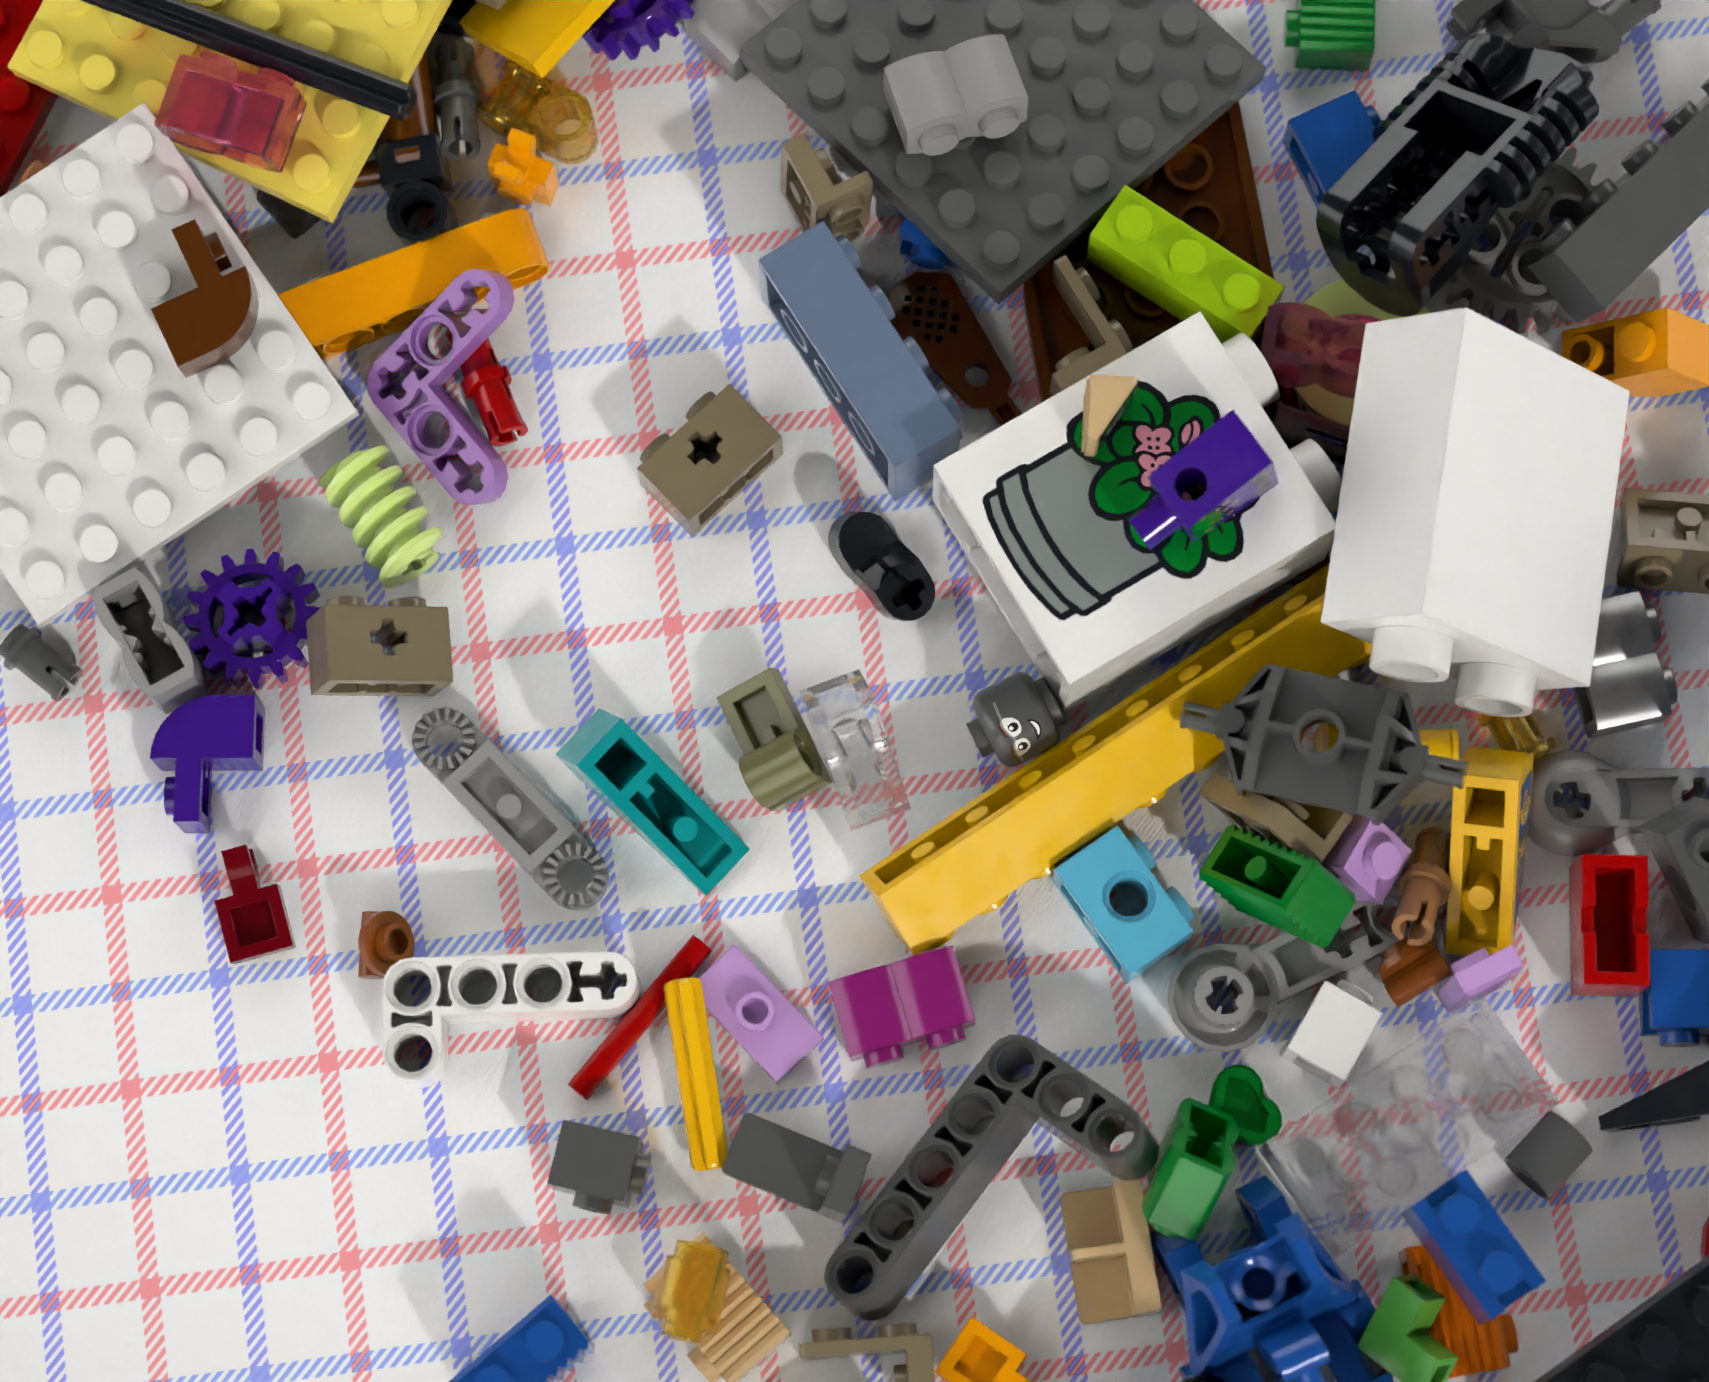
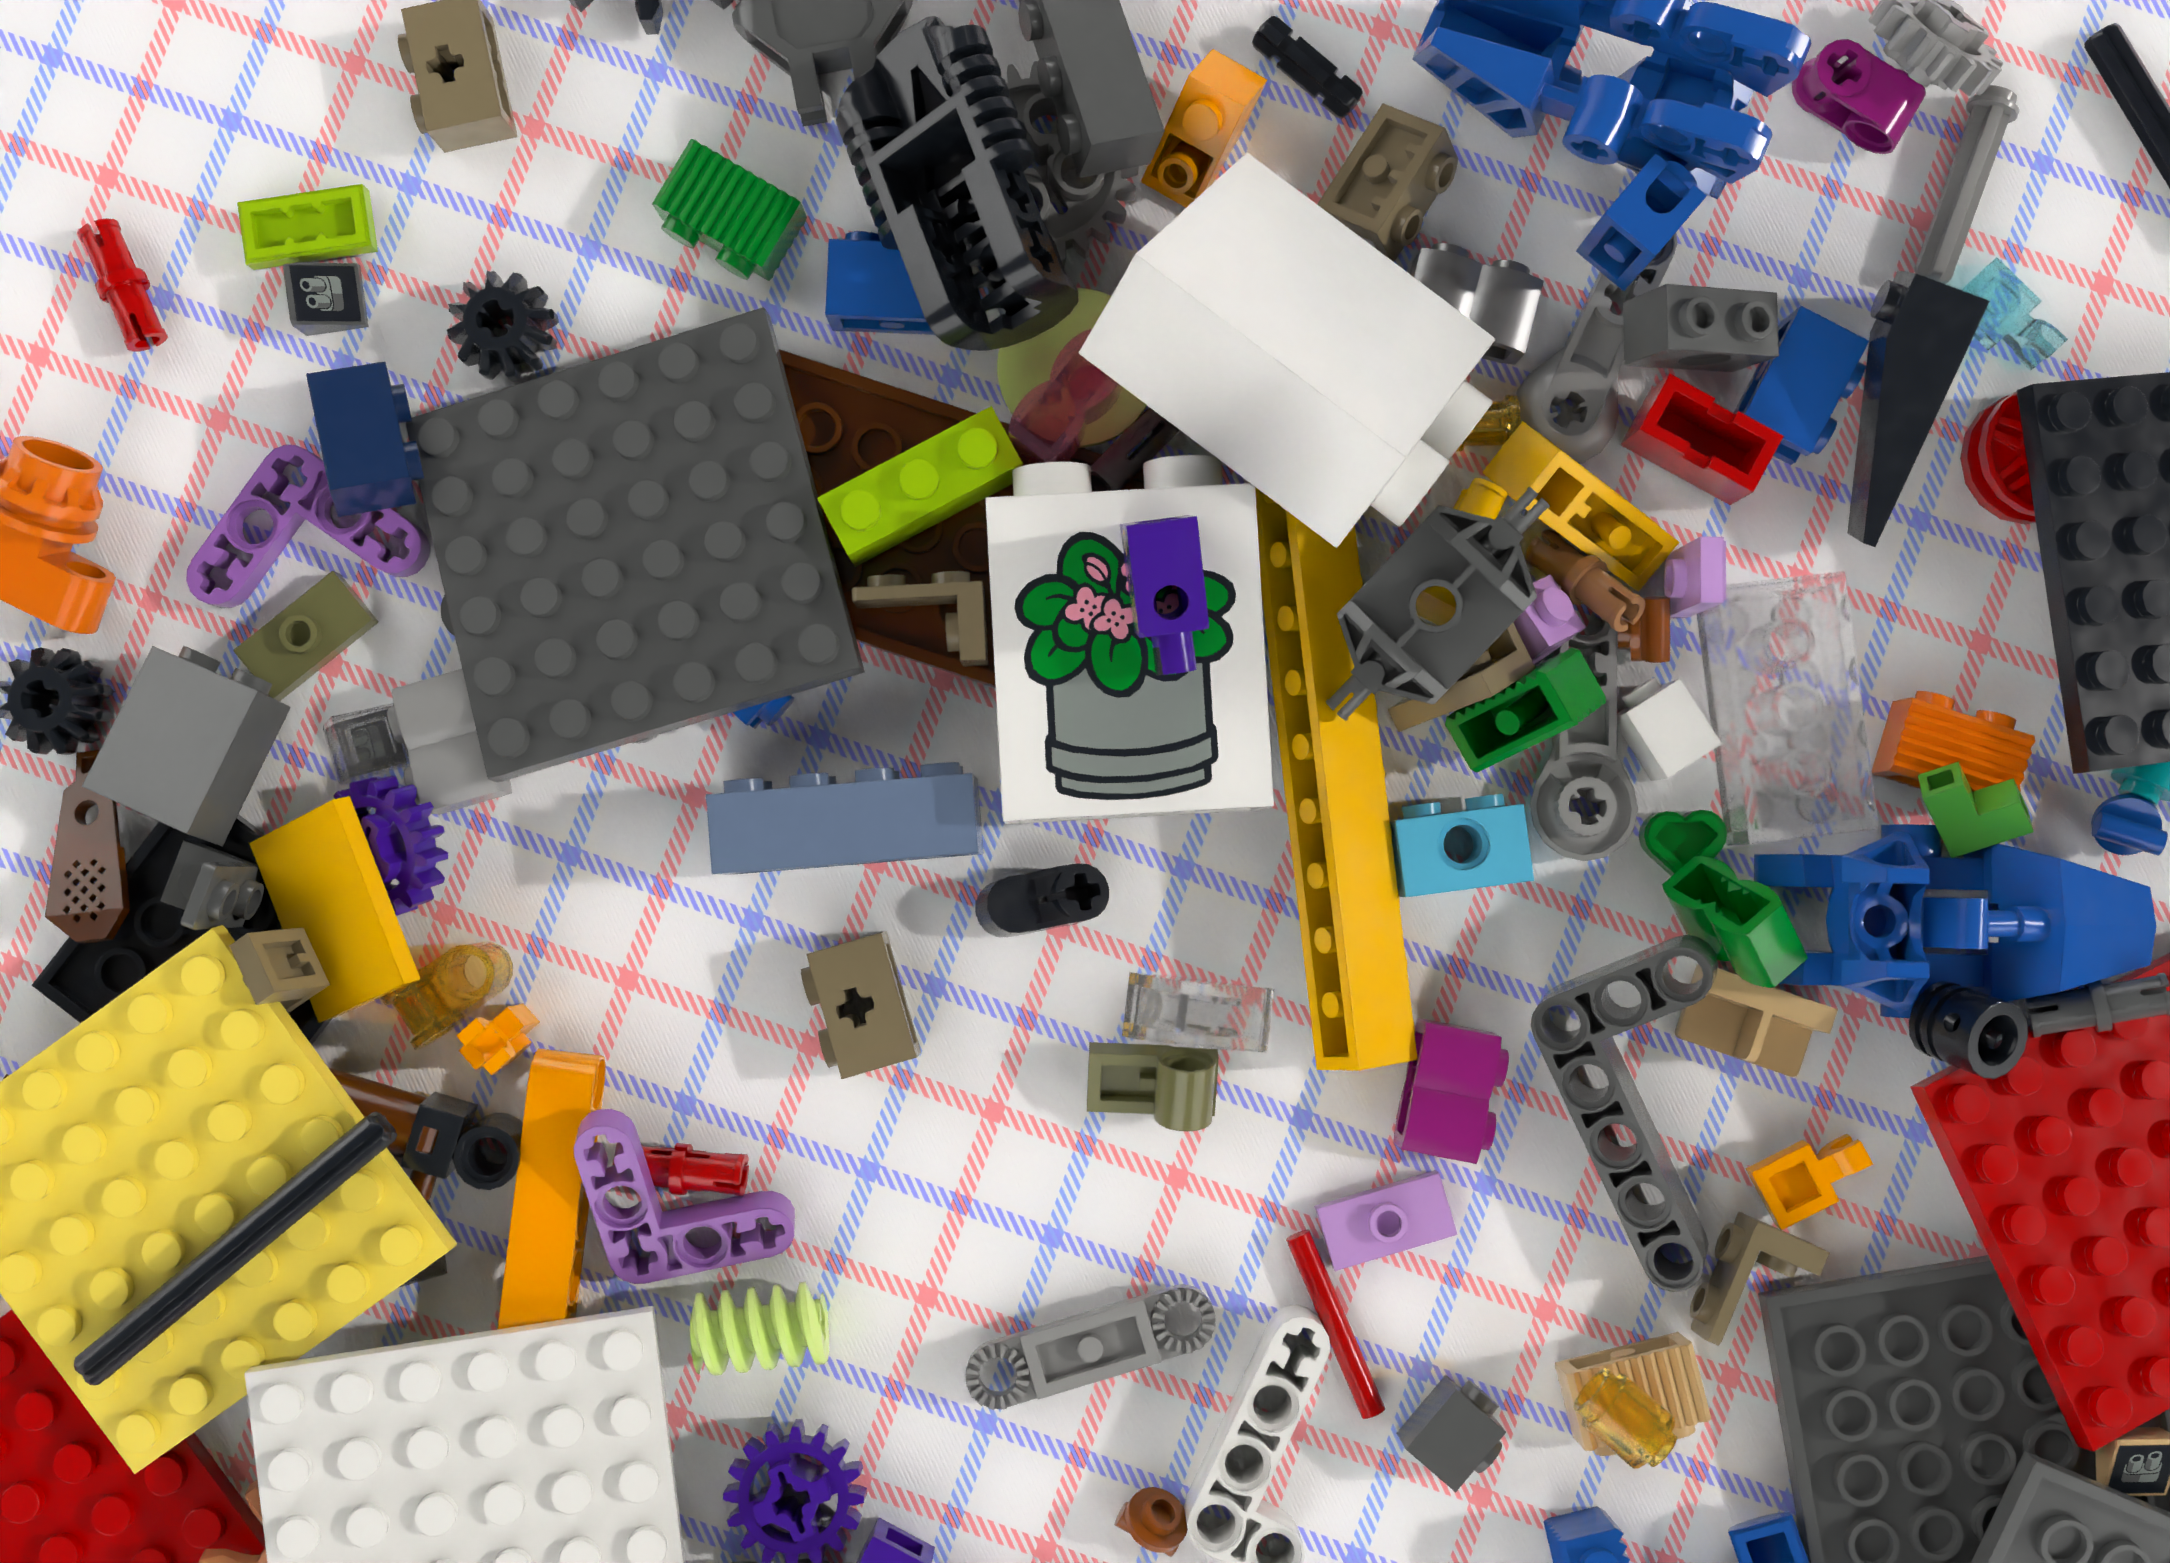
camera: 70 degrees left, 10 degrees up
(216, 316) = (494, 1405): reddish brown brick -> none
(231, 111) = (300, 1298): clear pink brick -> none
(350, 665) = (878, 1438): dark tan brick -> none
(457, 100) = (395, 1061): dark grey pin -> none
(652, 800) = (1148, 1219): teal slope -> none
(696, 1073) = (1415, 1302): yellow axle -> none
(796, 1167) = (1546, 1255): dark grey bracket -> none
(810, 191) = (659, 782): dark tan bracket -> none
(955, 95) = (648, 607): light grey brick -> none
(959, 349) = (876, 726): reddish brown piece -> none
(1016, 719) = (1248, 856): dark grey head -> none
(1103, 407) = (1038, 640): tan slope -> none
(1473, 1247) = (1941, 715): blue brick -> none
(1548, 1155) = (1870, 600): dark grey beam -> none

